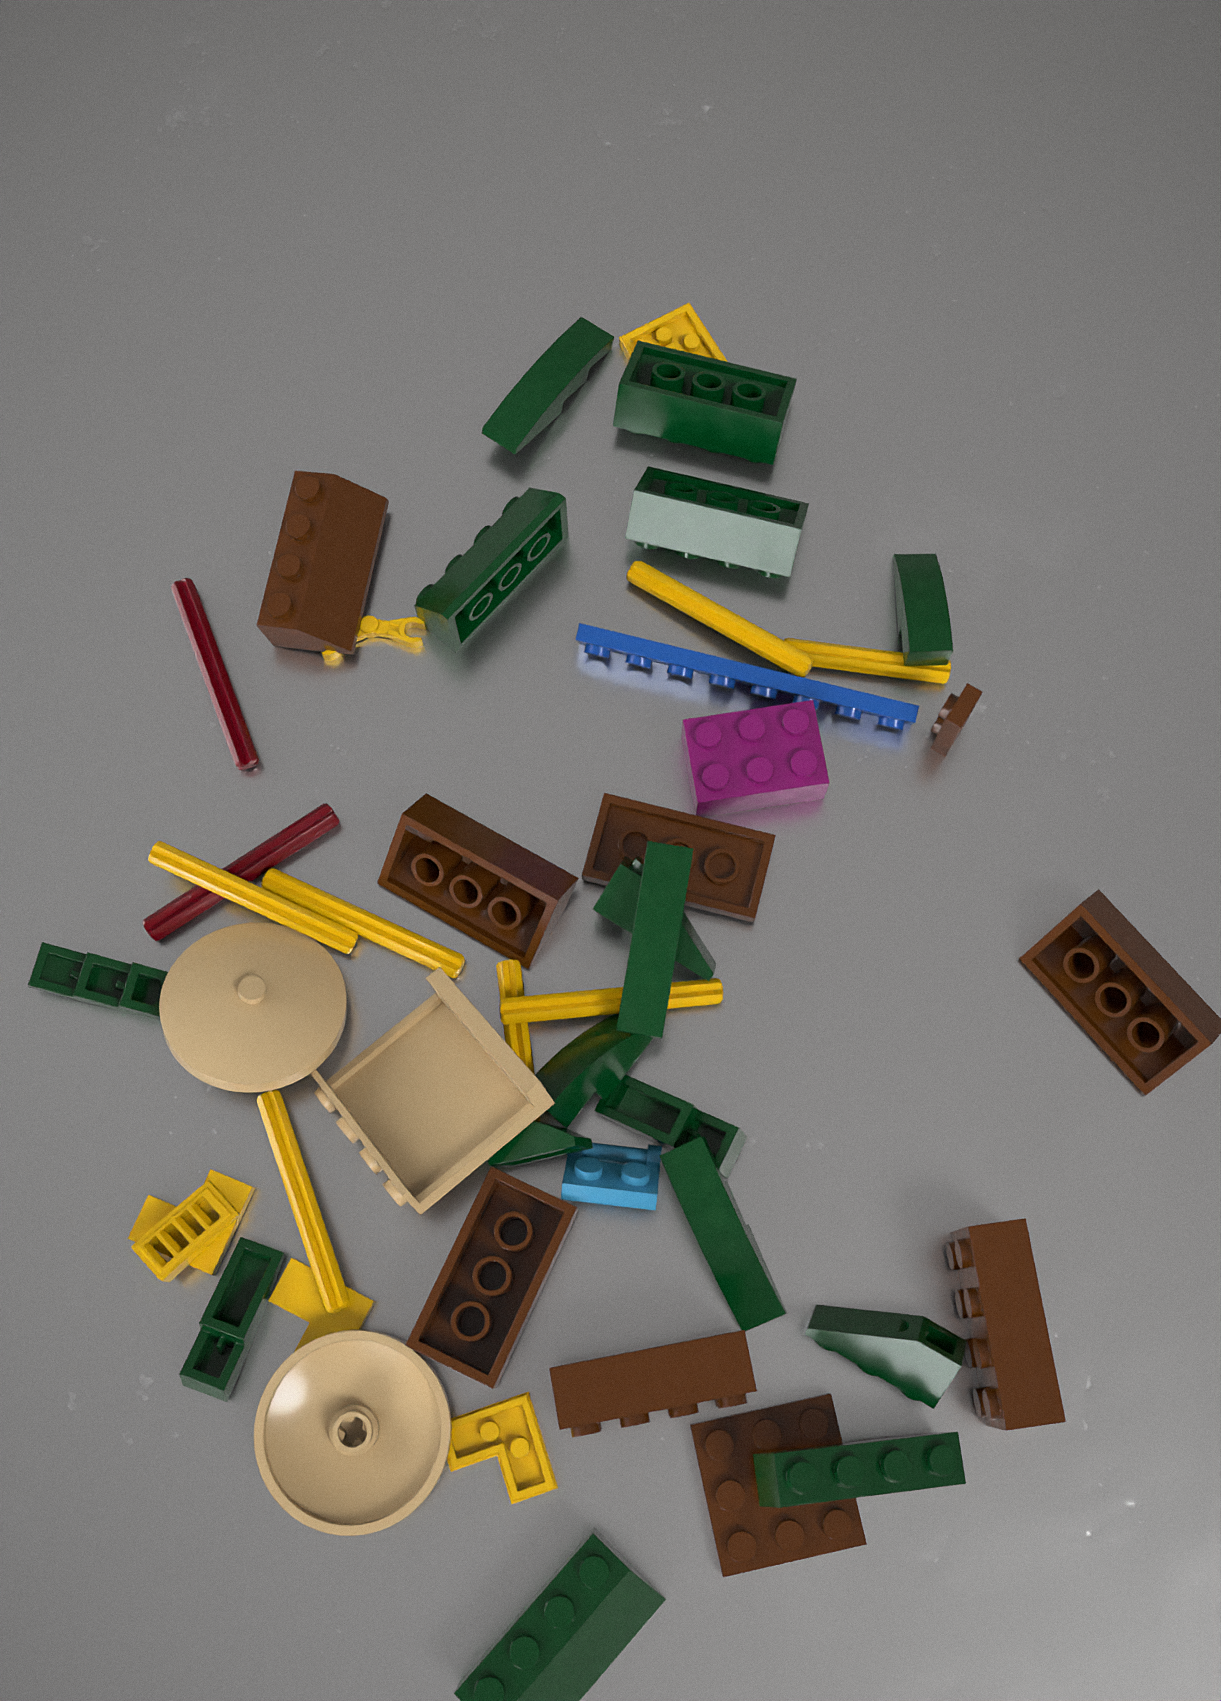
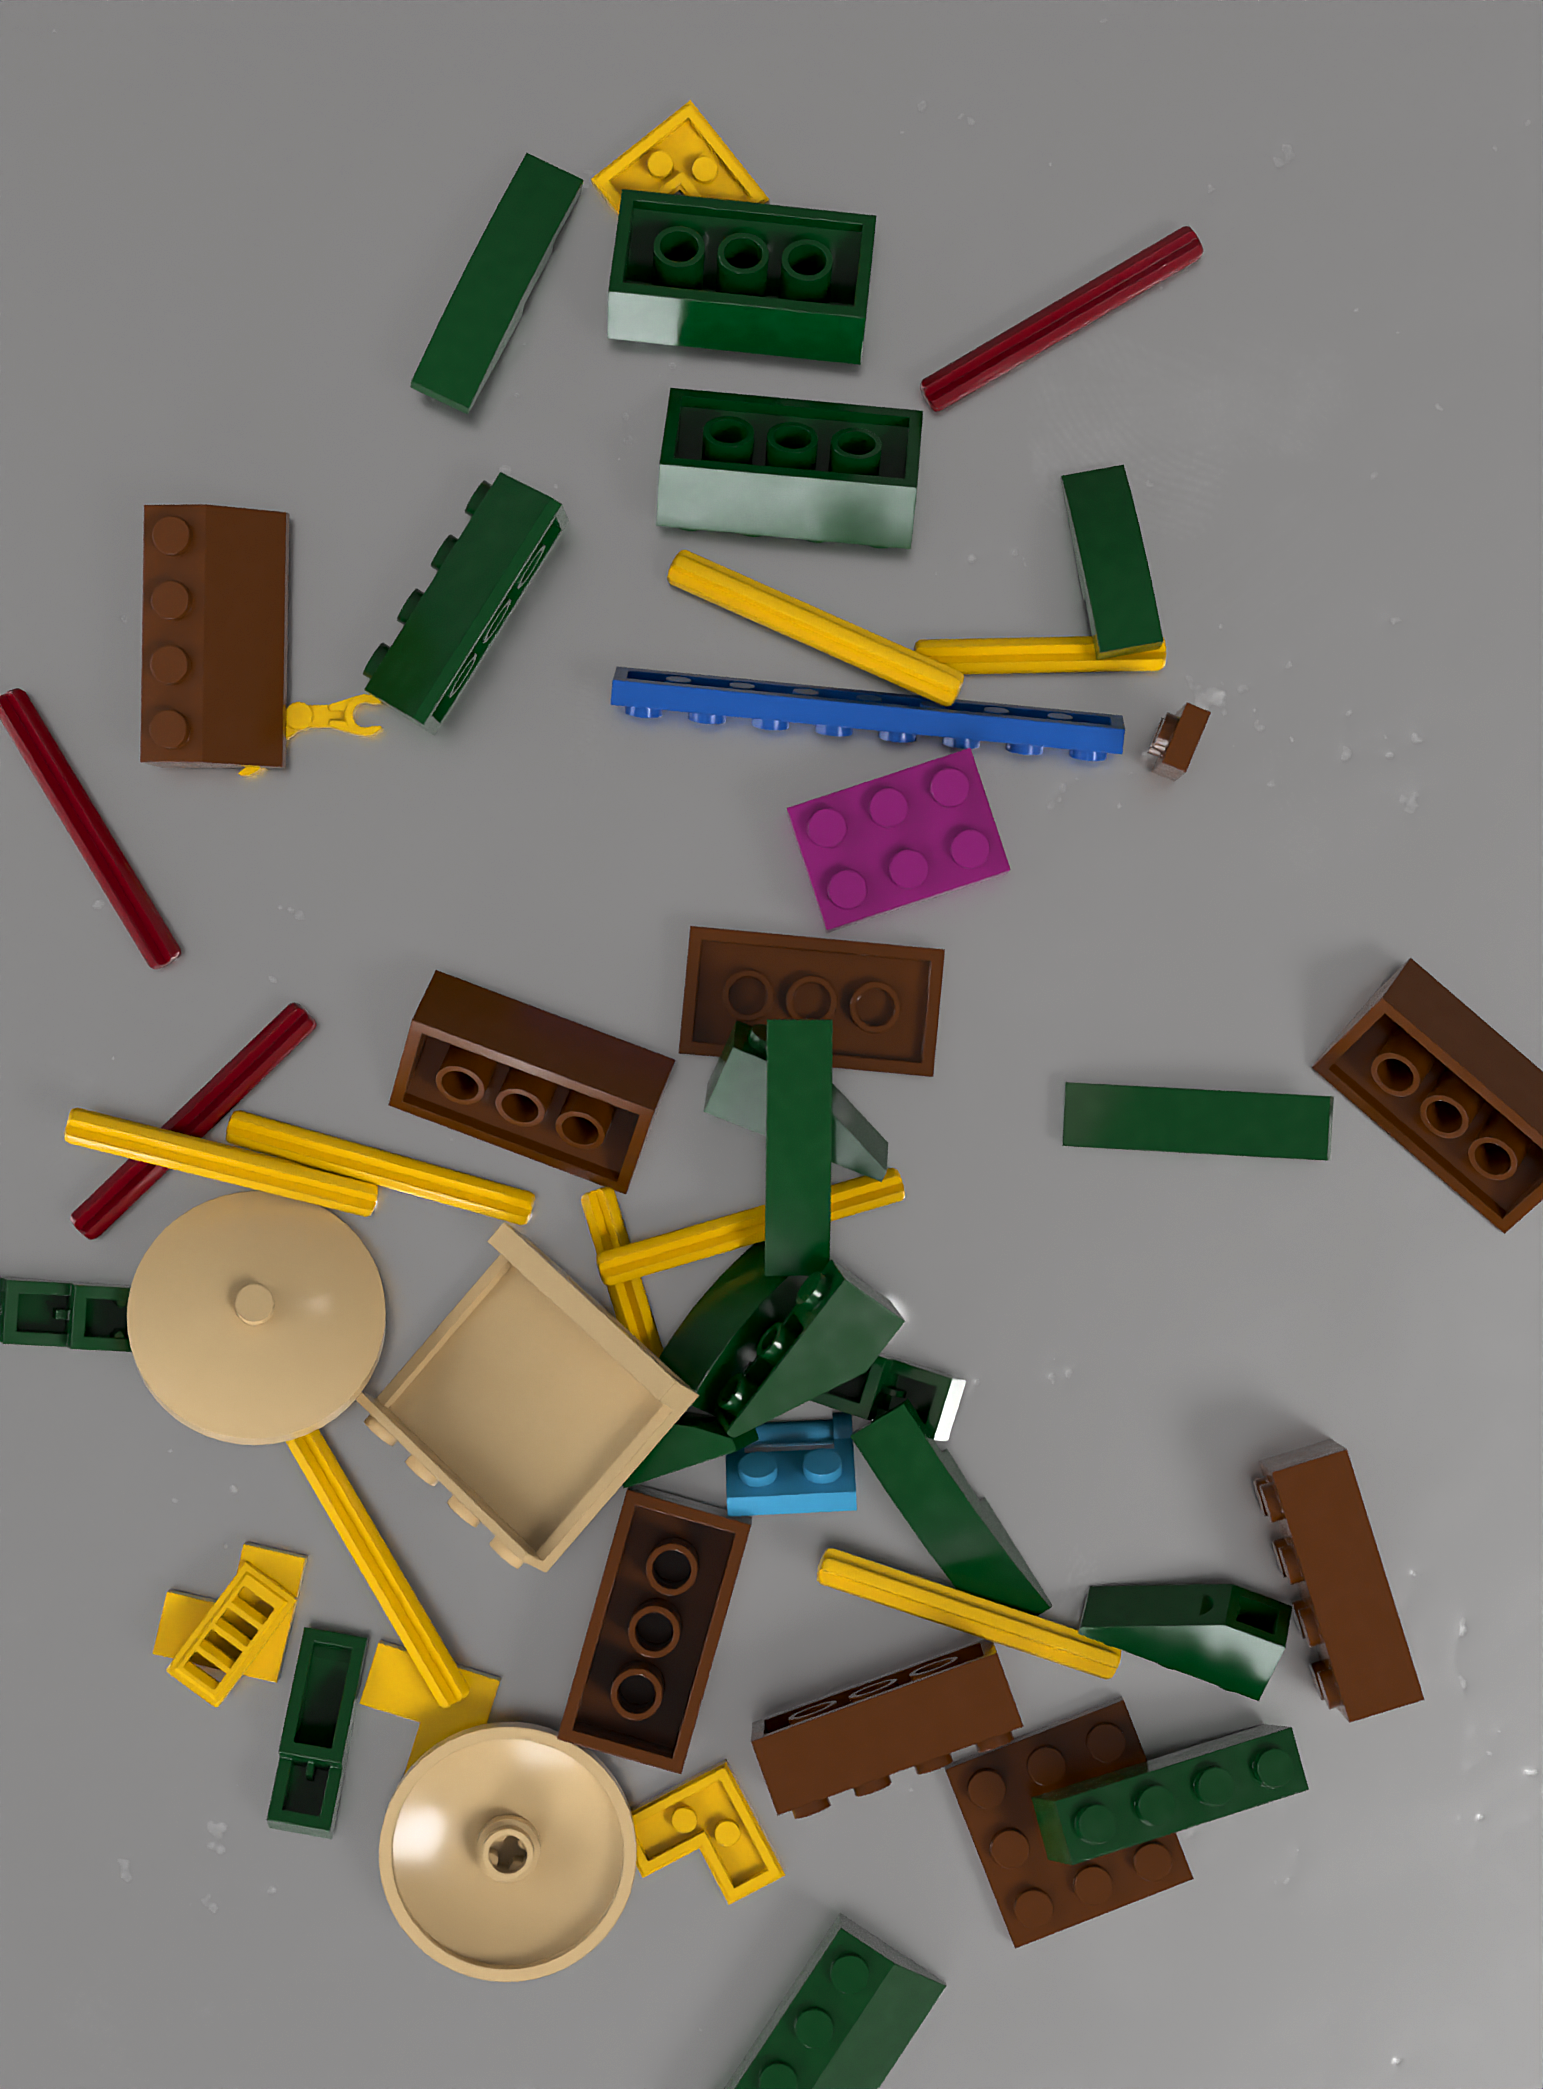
camera: 10 degrees left, 15 degrees up
(650, 1081) = (820, 1345): none -> dark green slope
(725, 1305) = (966, 1613): none -> yellow axle
(906, 461) = (1061, 318): none -> dark red axle
(937, 978) = (1198, 1121): none -> dark green slope

